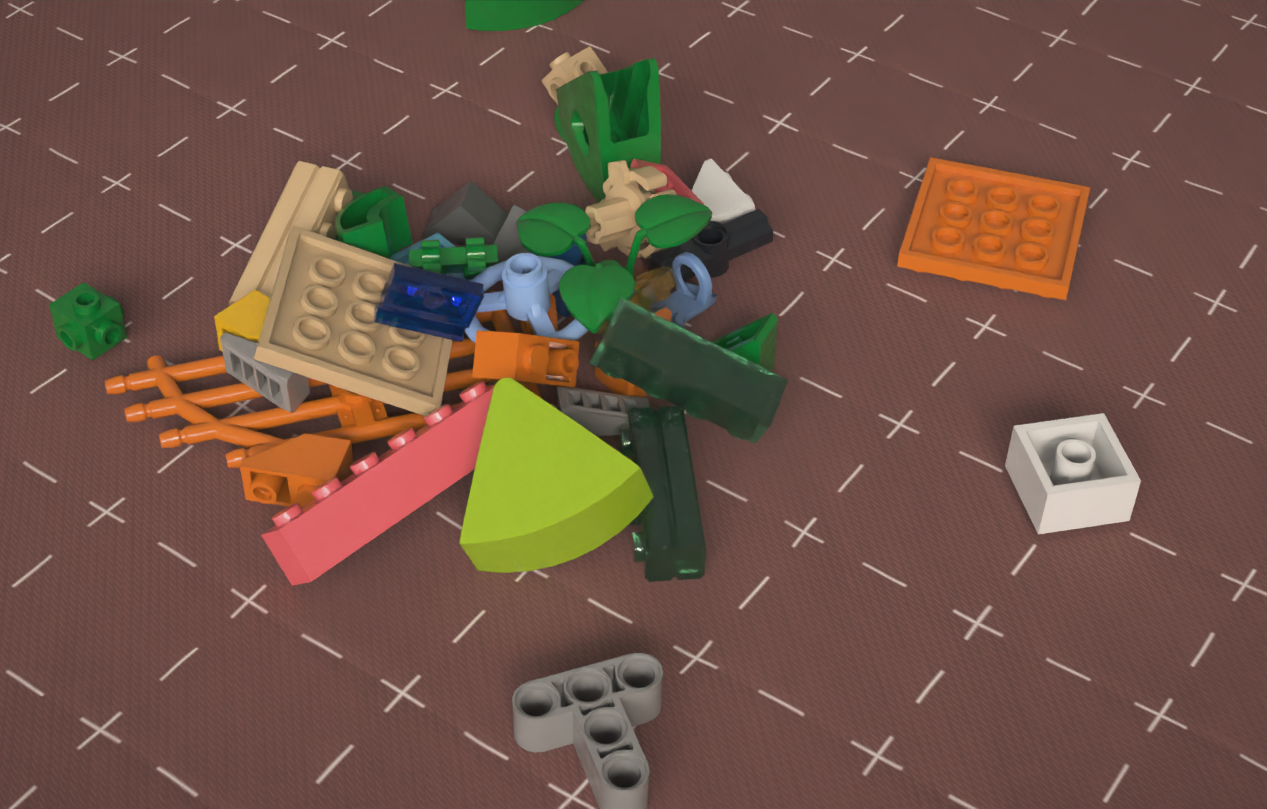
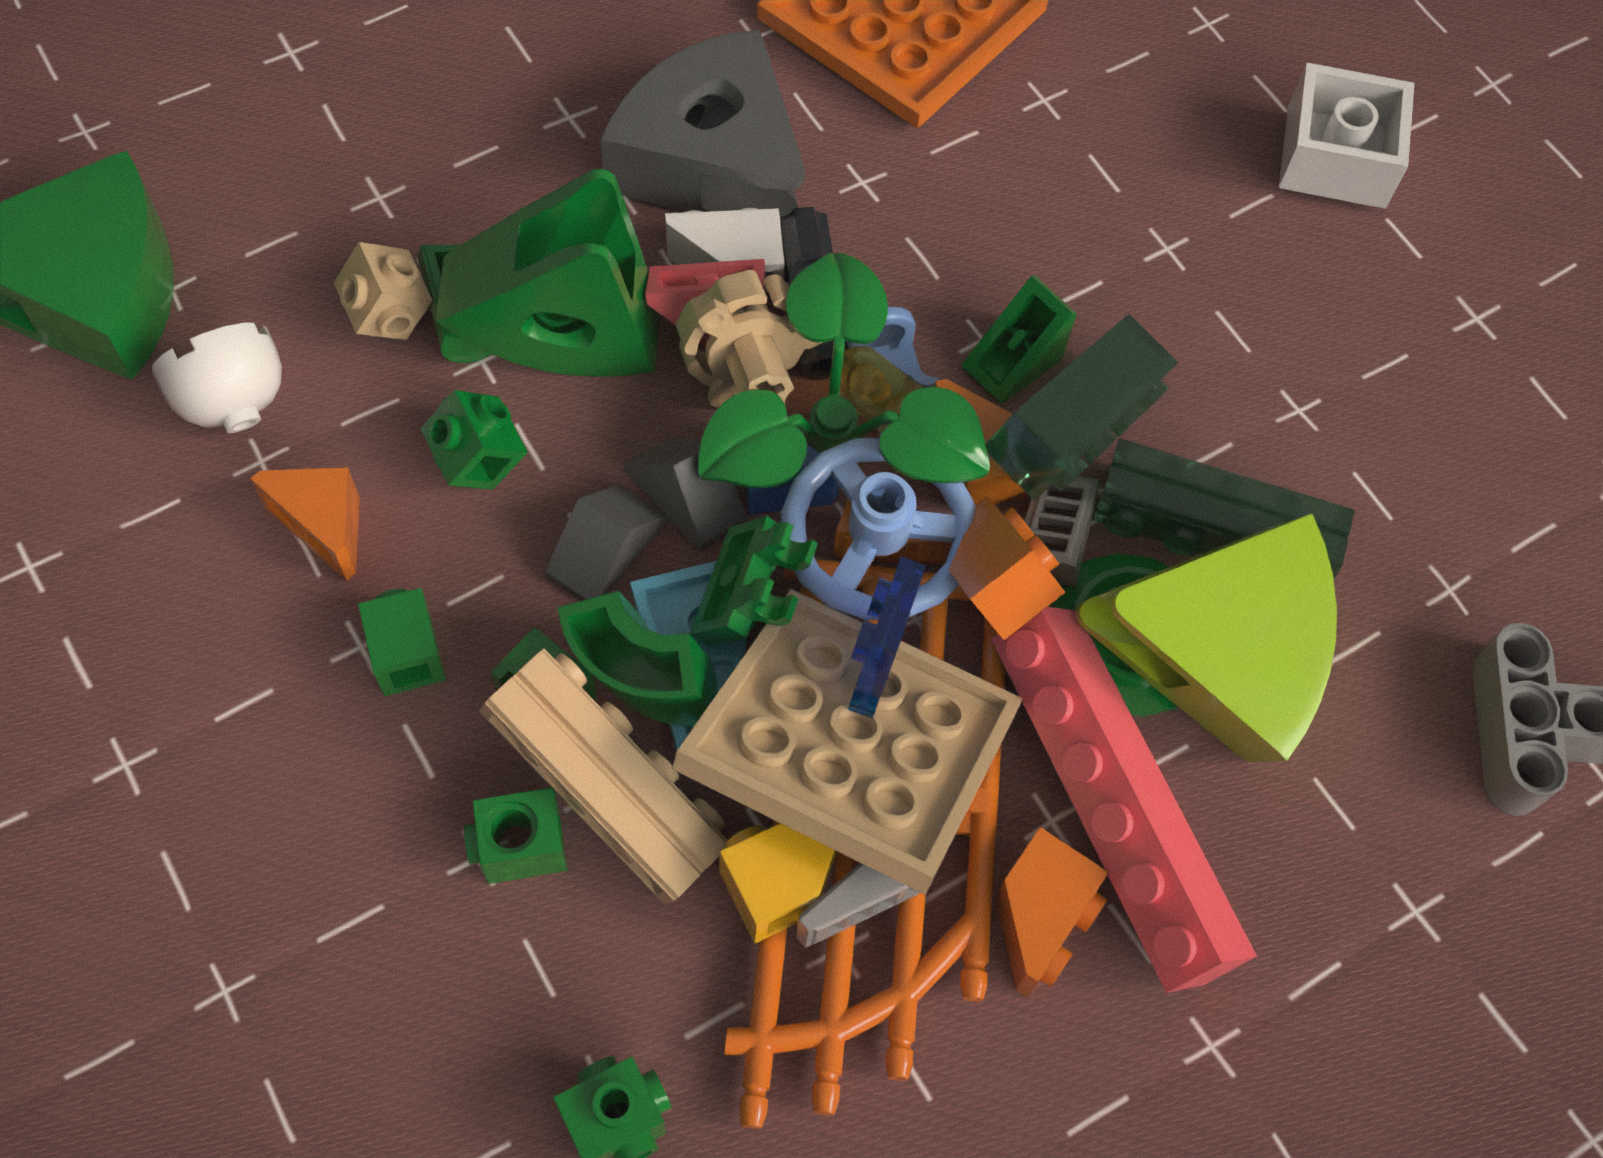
camera: 70 degrees left, 20 degrees up
(239, 236) = (538, 856): none -> green brick
(355, 157) = (401, 641): none -> green brick
(413, 111) = (318, 509): none -> orange slope
(477, 43) = (224, 377): none -> white cylinder
(496, 142) = (473, 440): none -> green brick
(801, 162) = (707, 132): none -> dark grey piece

